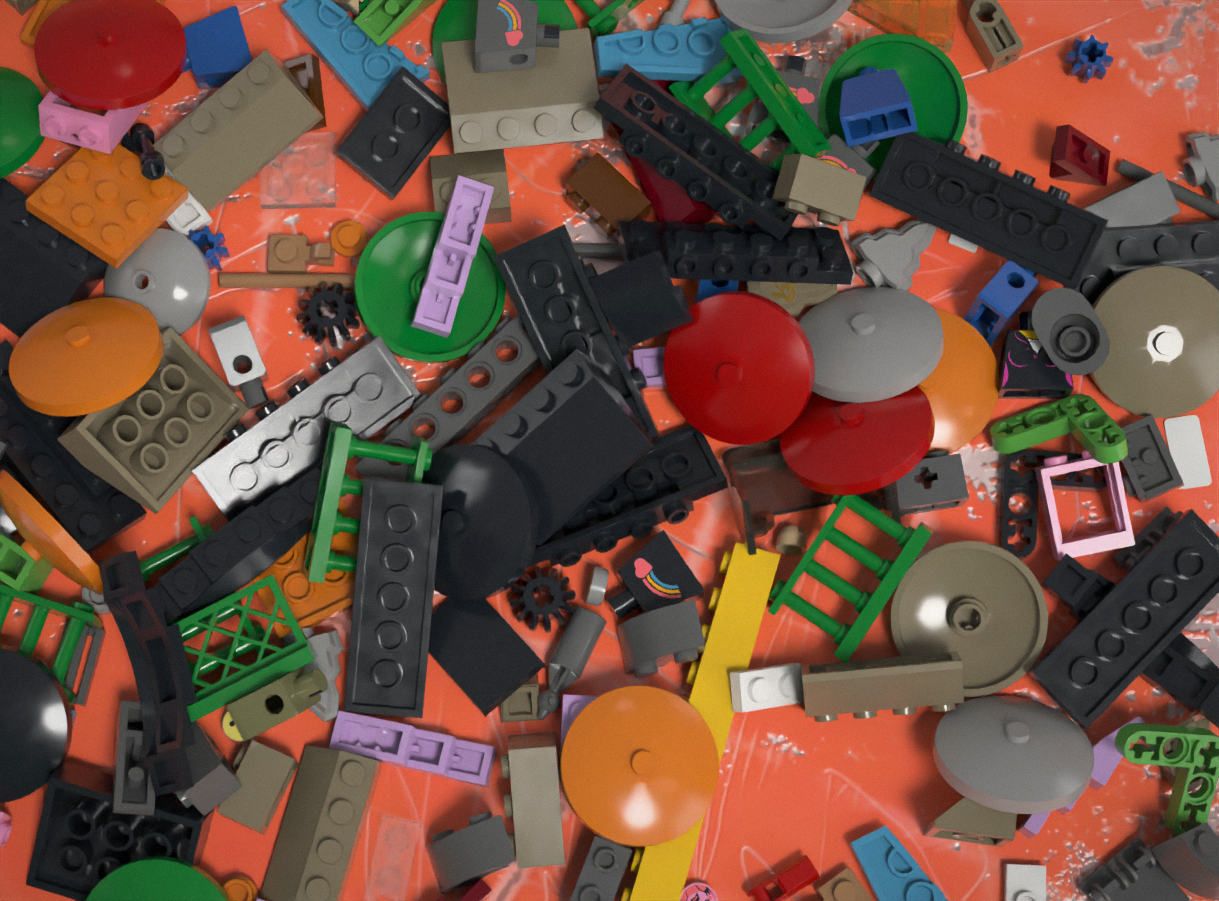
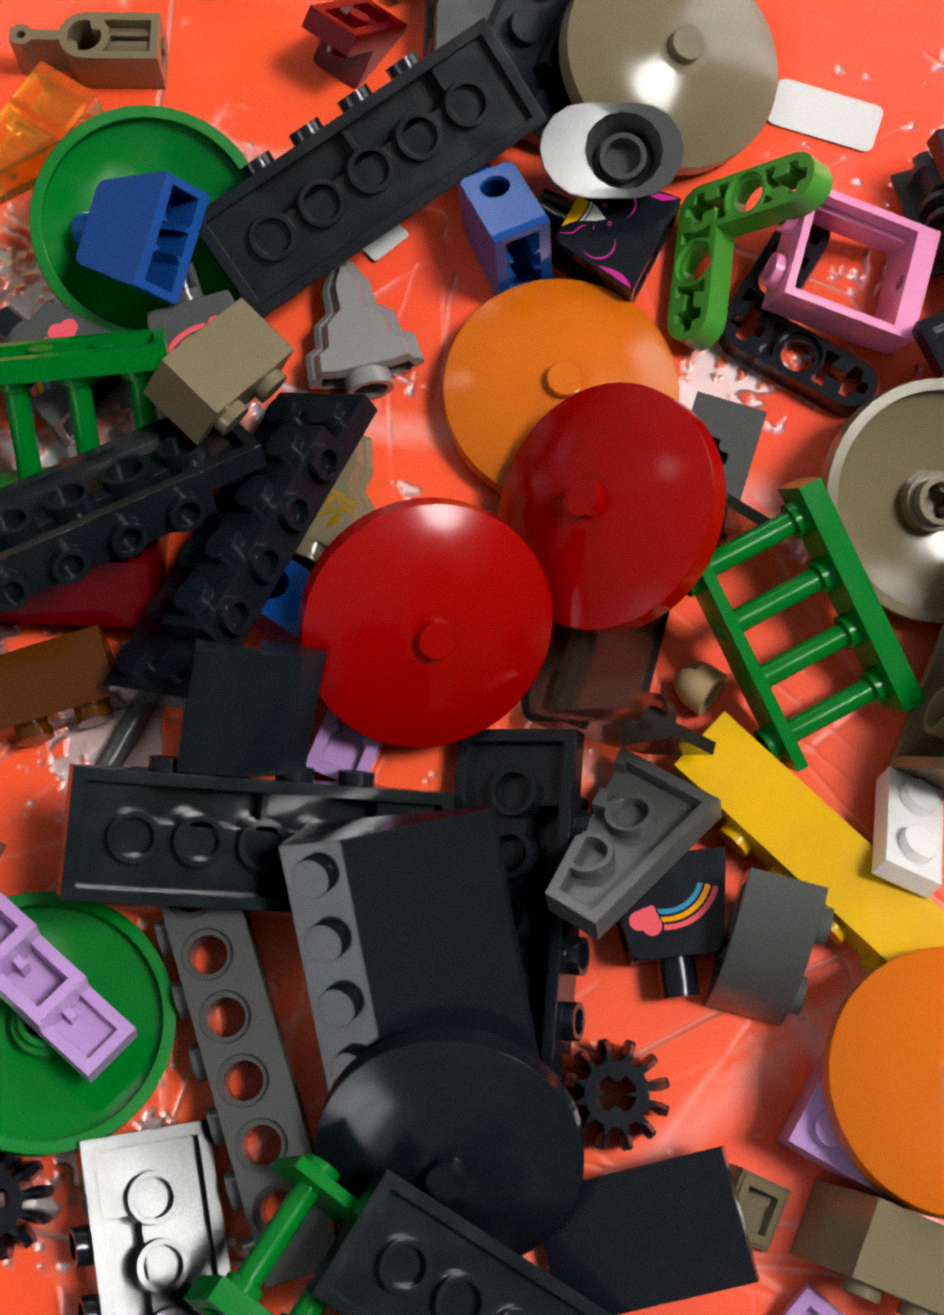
camera: 60 degrees left, 0 degrees up
(570, 657) = (722, 1099): dark grey wheel -> none
(596, 586) = (632, 1002): light grey tile -> none
(681, 537) = (631, 841): none -> dark grey wing
(872, 343) = (484, 419): light grey dish -> none
(1148, 462) = (846, 152): dark grey bracket -> none

